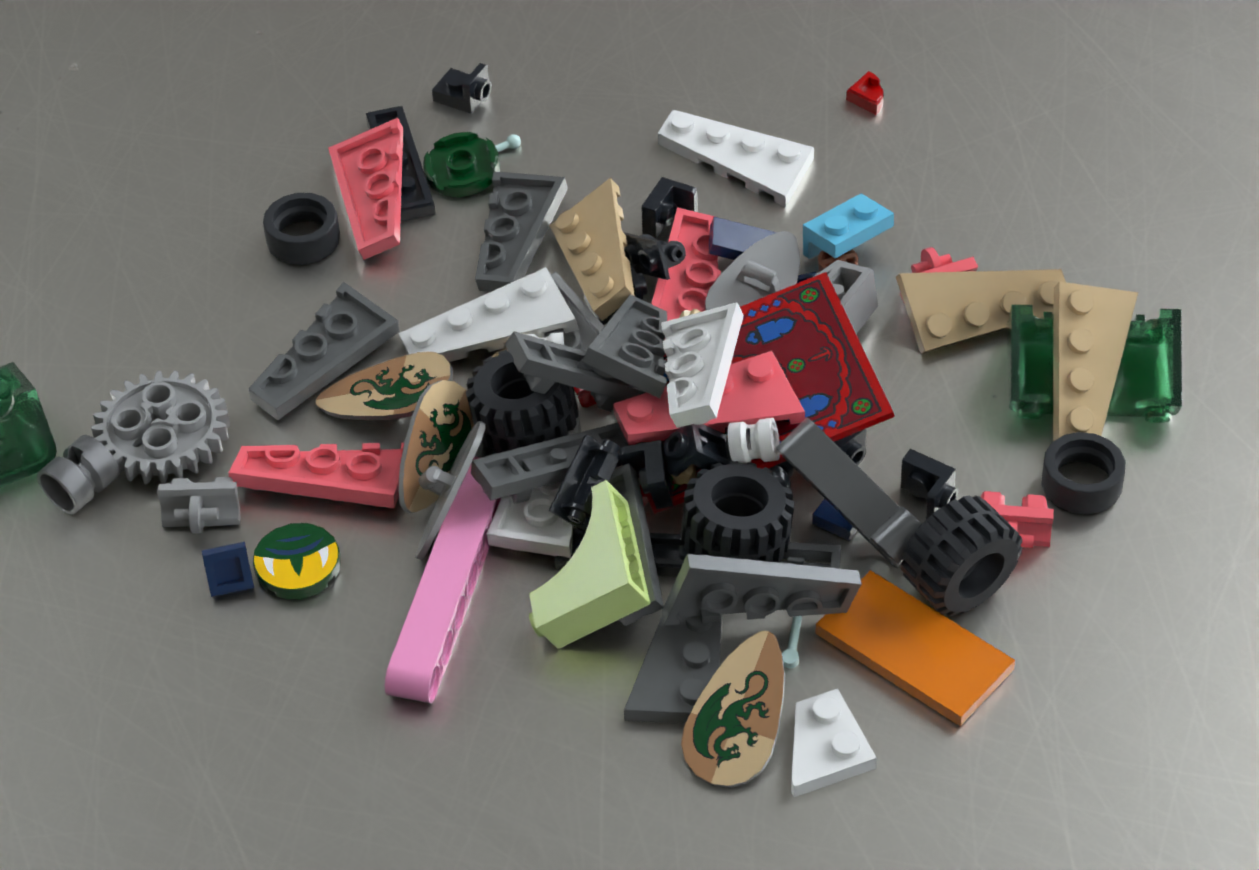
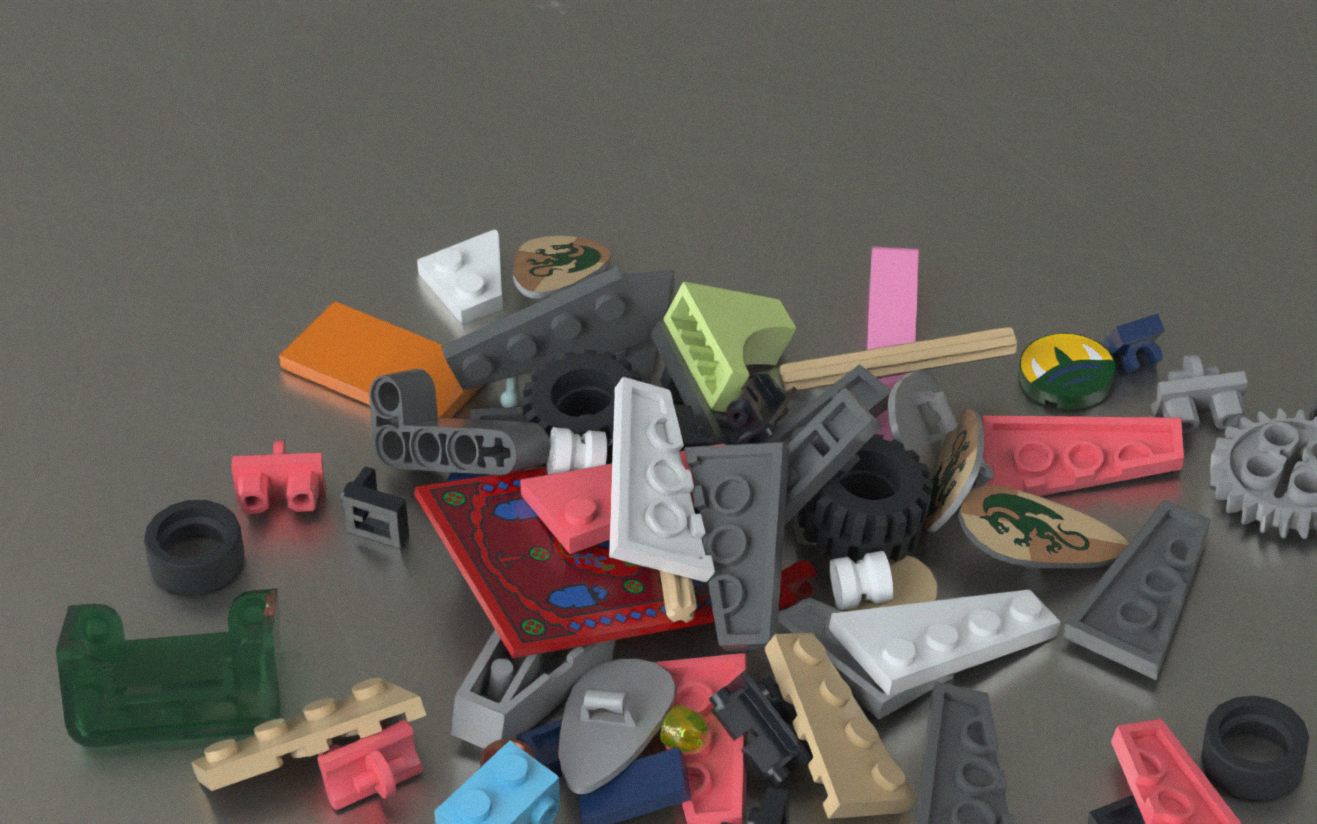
camera: 170 degrees right, 5 degrees down
(450, 530) = (900, 358): none -> tan axle
(706, 257) = (683, 728): none -> clear neon green hinge
(961, 555) = (325, 392): black tyre -> none
(1087, 353) = (179, 644): tan wing -> none

